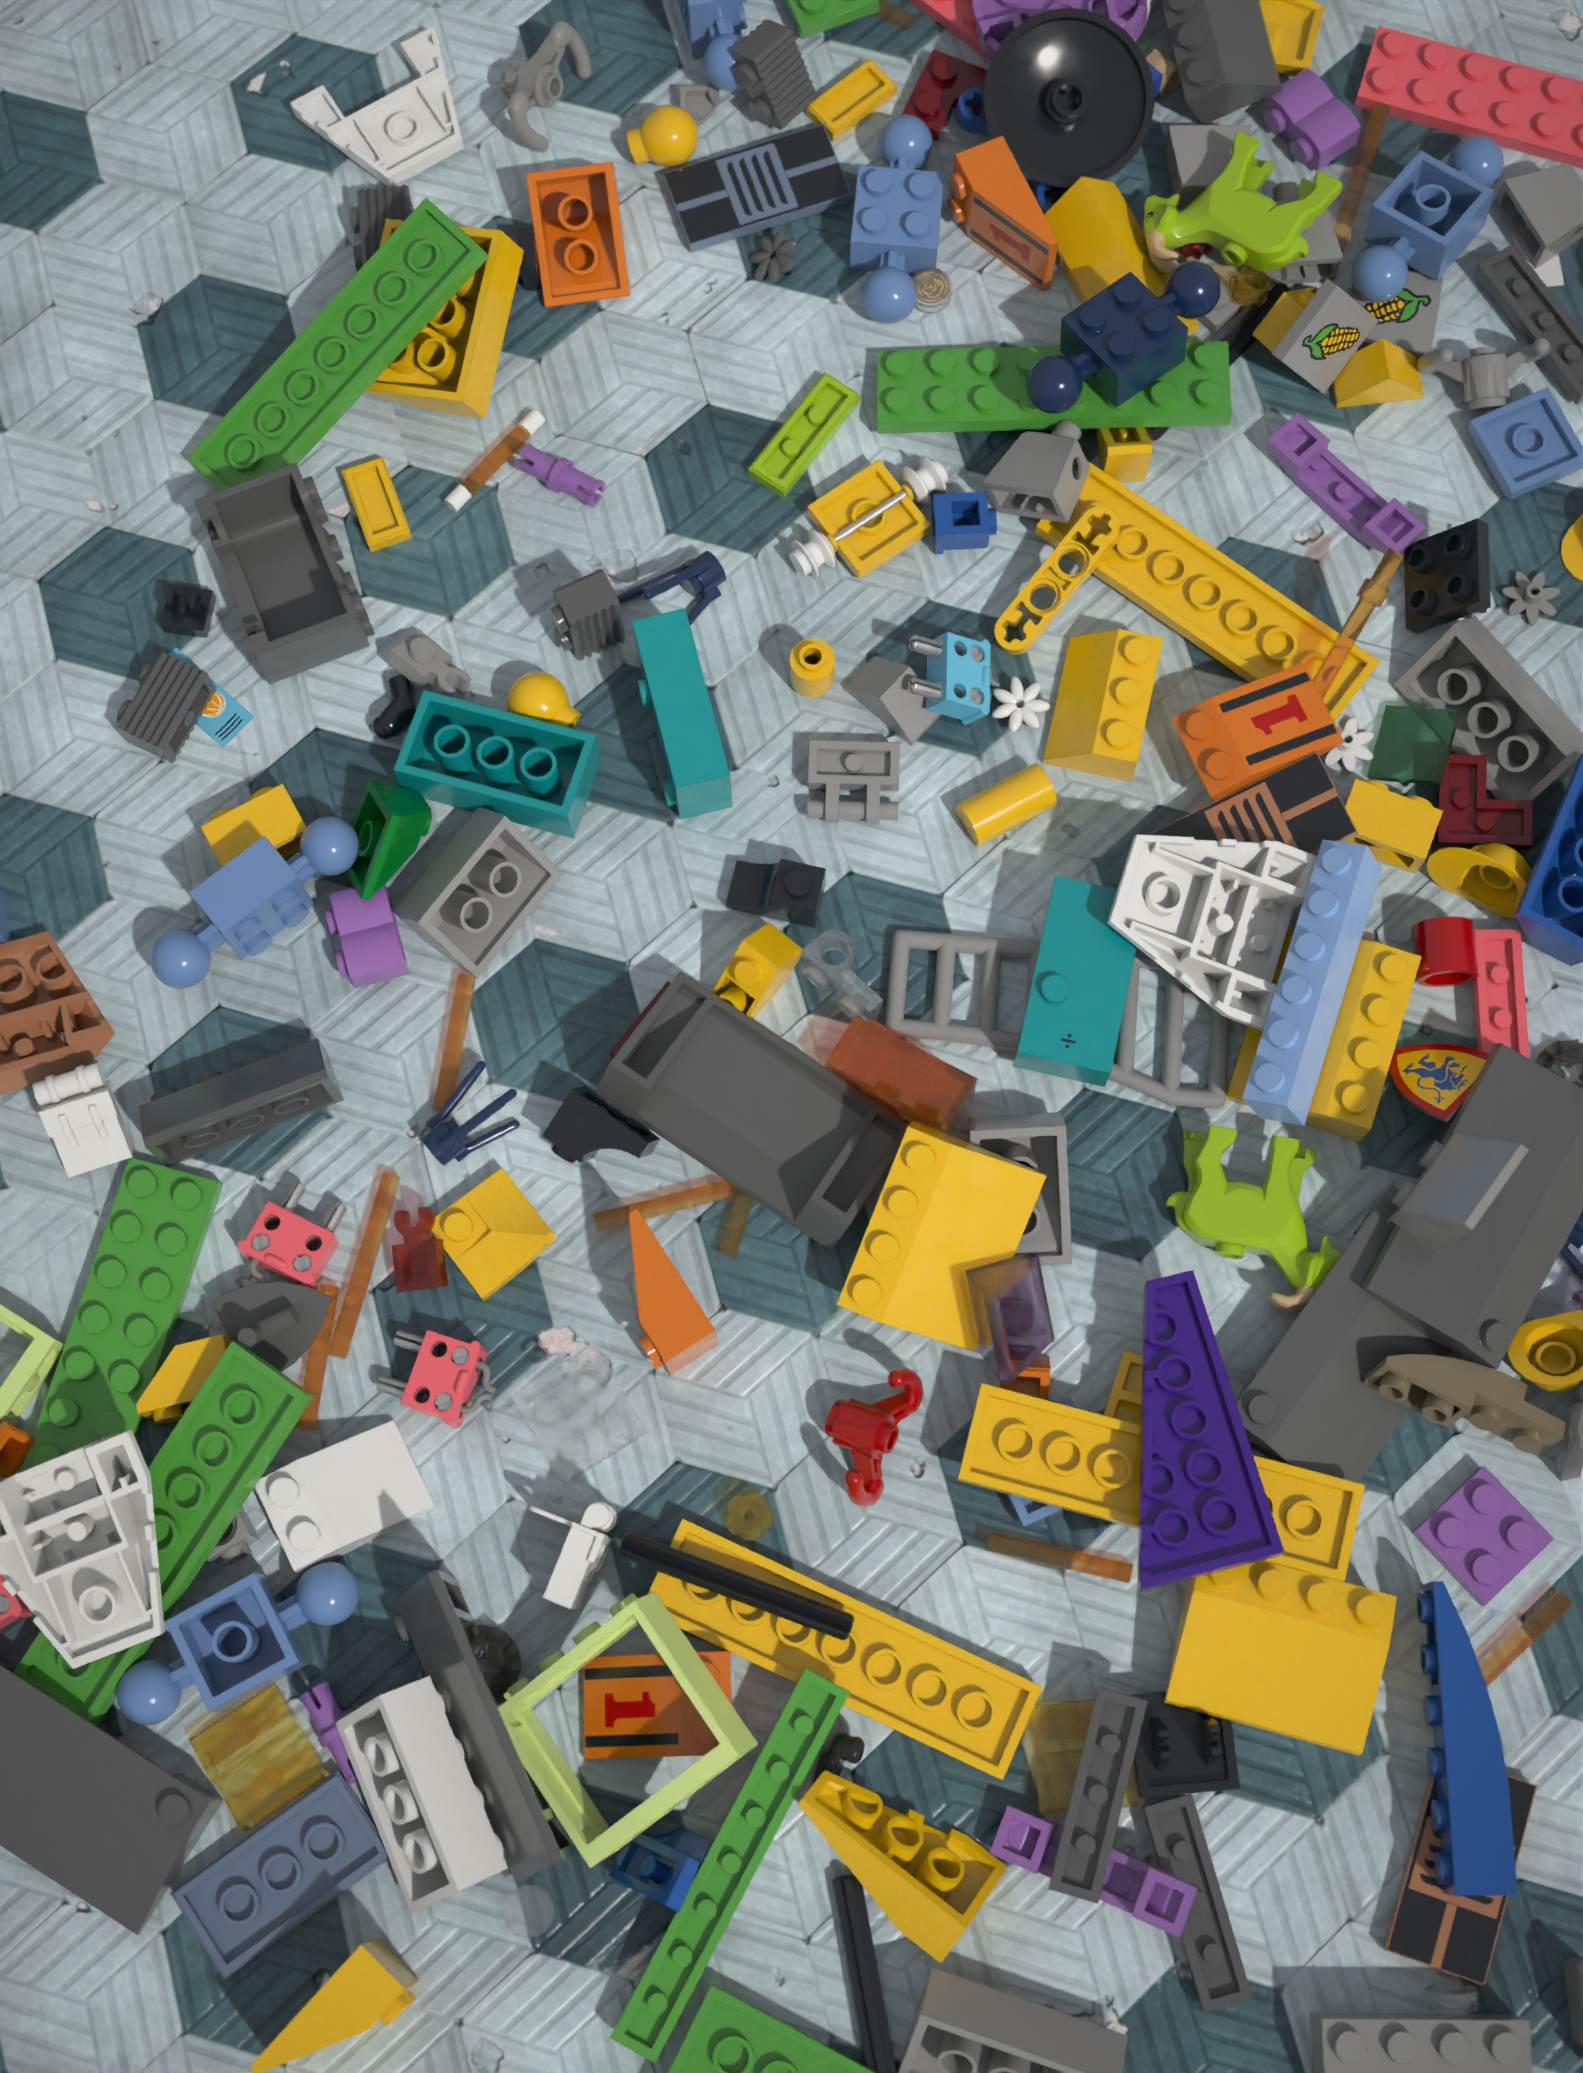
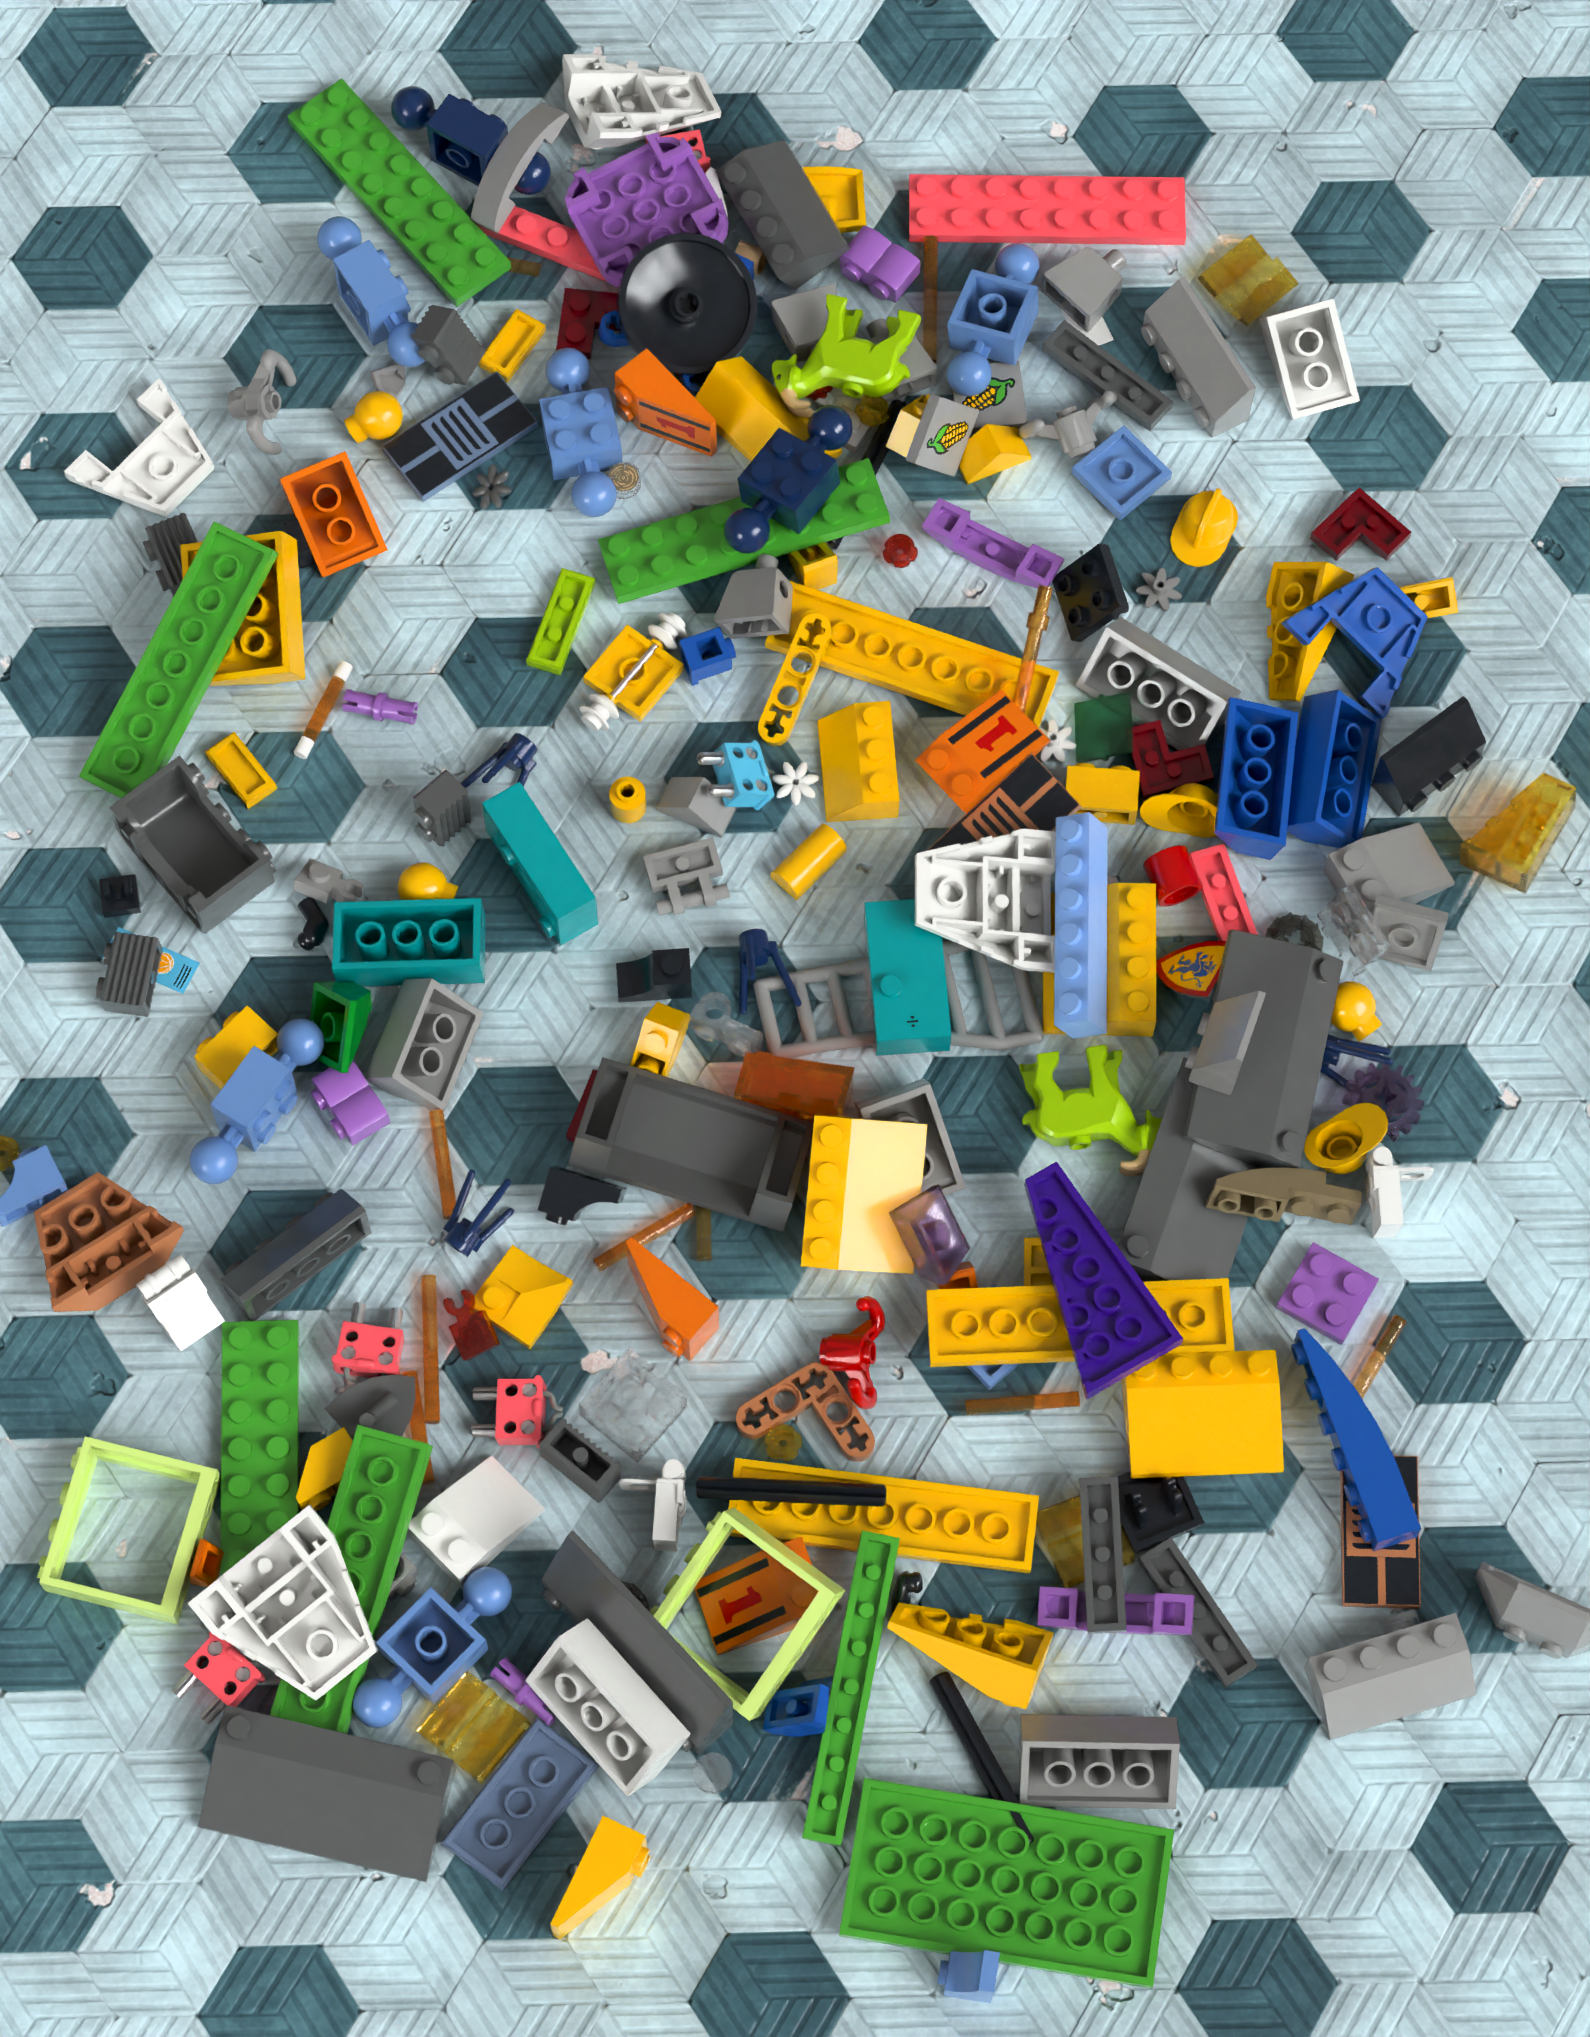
camera: 20 degrees left, 5 degrees down
(492, 1464) = (580, 1460): none -> dark grey brick
(810, 1476) = (819, 1400): none -> nougat beam
(905, 896) = (754, 953): none -> dark blue plant
(1235, 453) = (903, 543): none -> clear red plate

